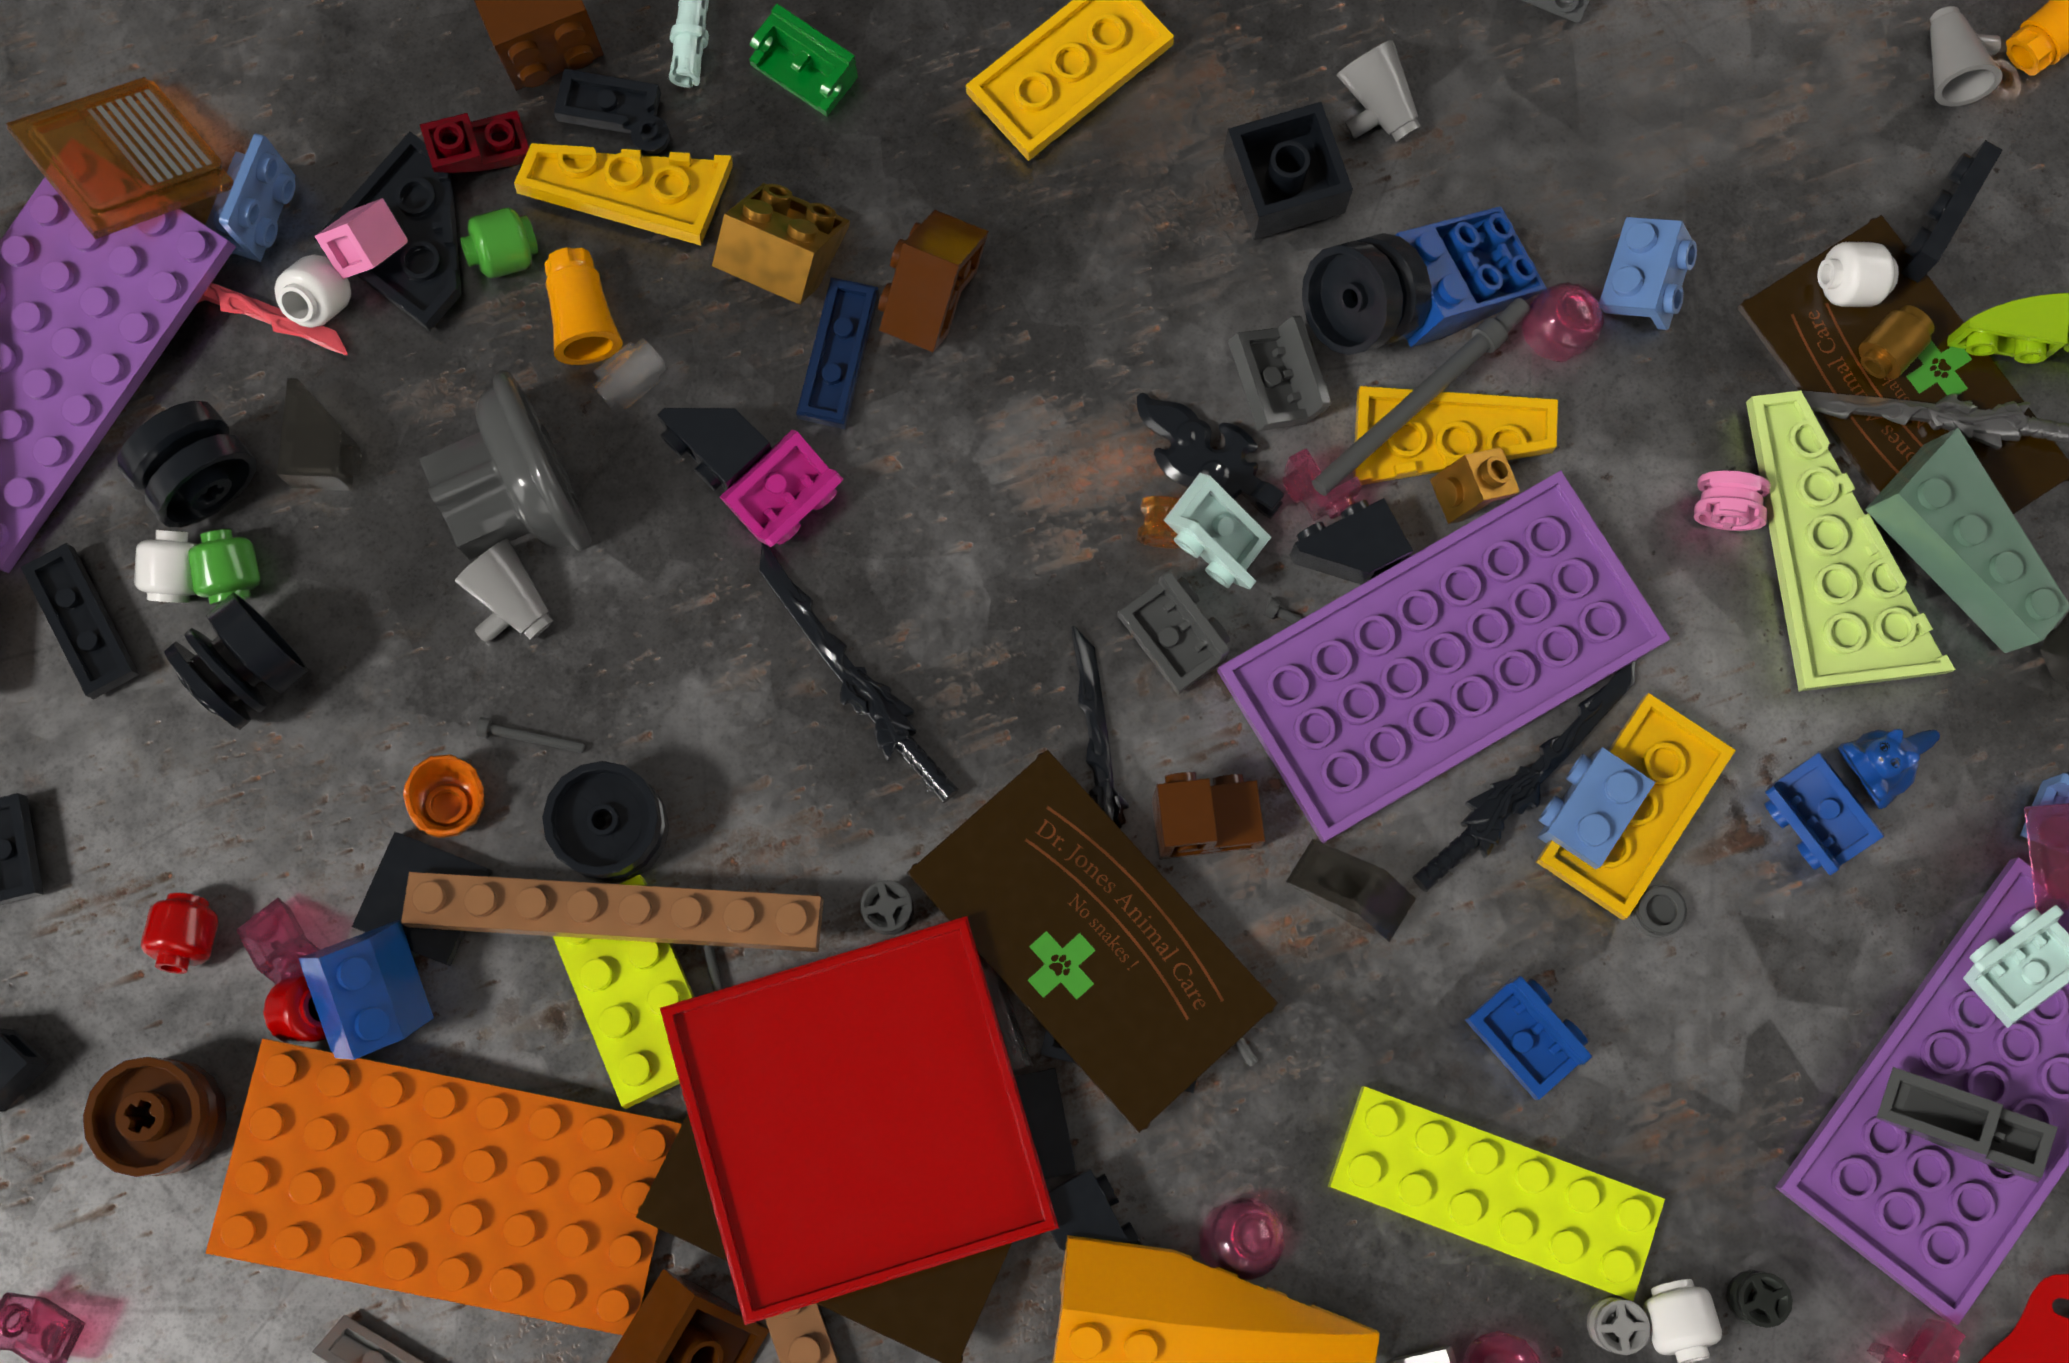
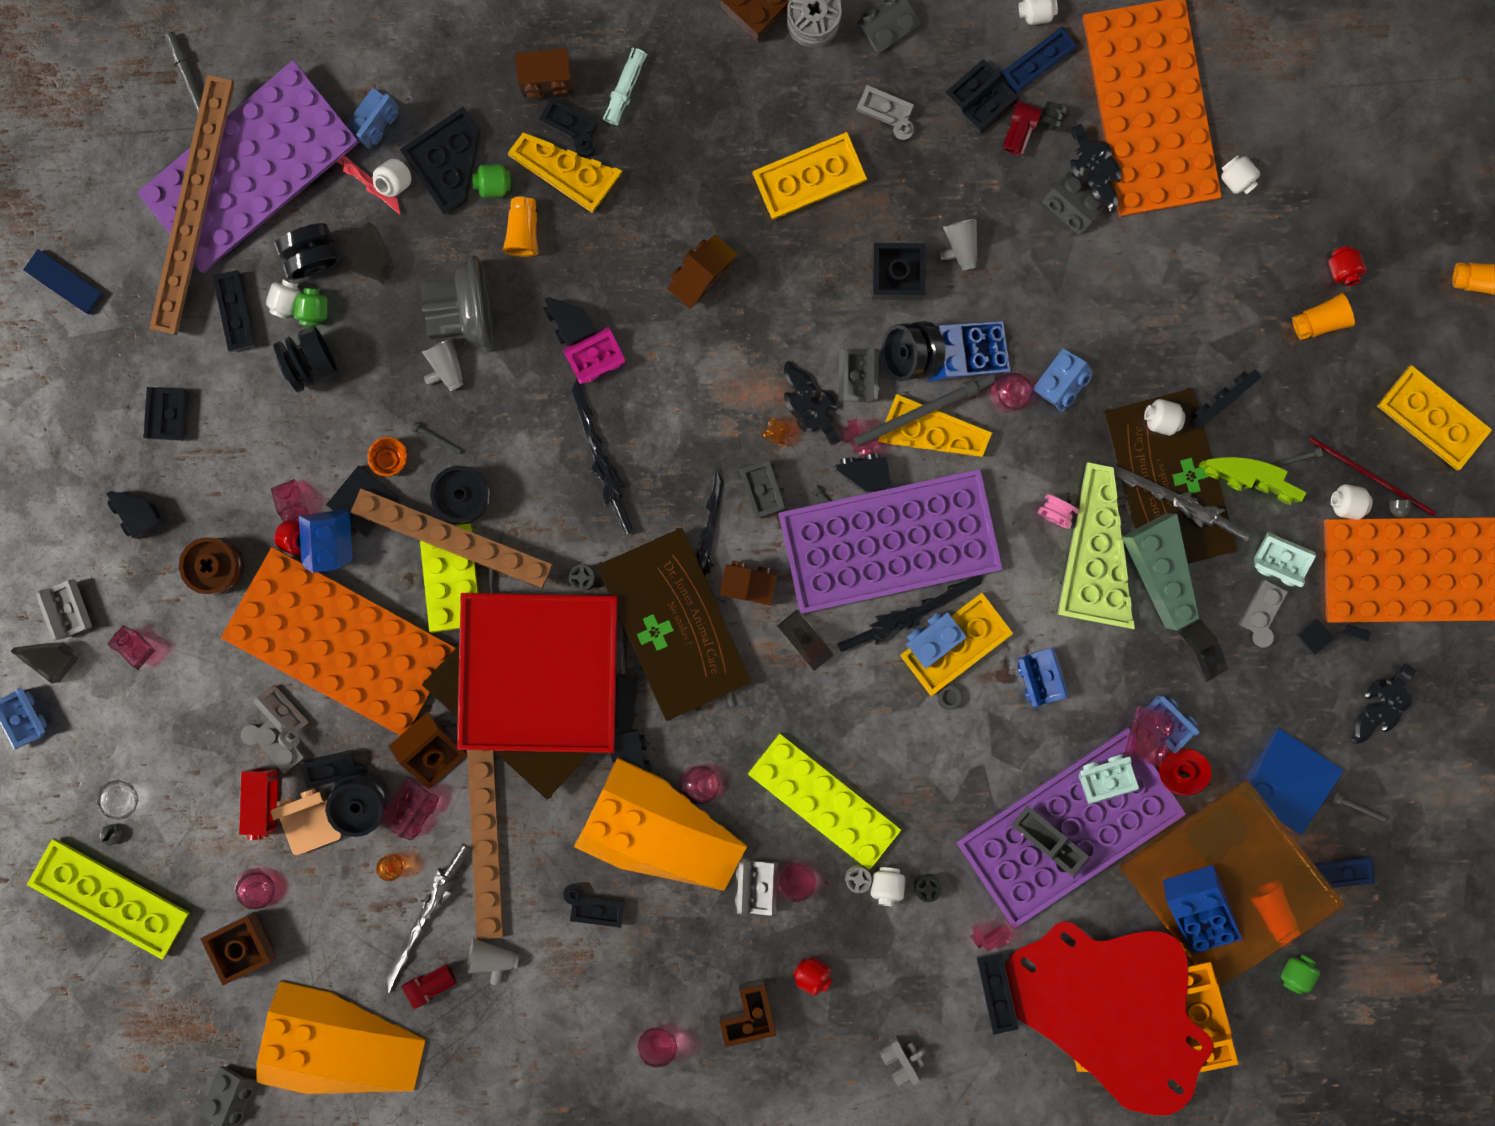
camera: 15 degrees right, 10 degrees up
(121, 156) = (315, 76): clear orange piece -> none
(179, 932) = (244, 481): red head -> none
(362, 238) = (424, 160): bright pink panel -> none
(476, 145) = (494, 122): dark red slope -> none
(629, 374) = (536, 271): clear brick -> none
(779, 242) = (632, 225): pearl gold slope -> none
(803, 60) = (673, 130): green hinge -> none
(838, 353) = (644, 291): dark blue tile -> none
(1217, 530) = (800, 445): light aqua bracket -> none
(1473, 483) = (935, 462): pearl gold bracket -> none
(1529, 1035) = (864, 736): blue bracket -> none
(1887, 761) = (1082, 662): blue animal -> none
(1896, 342) = (1170, 458): pearl gold brick -> none
(1962, 59) = (1264, 319): light grey piece -> none

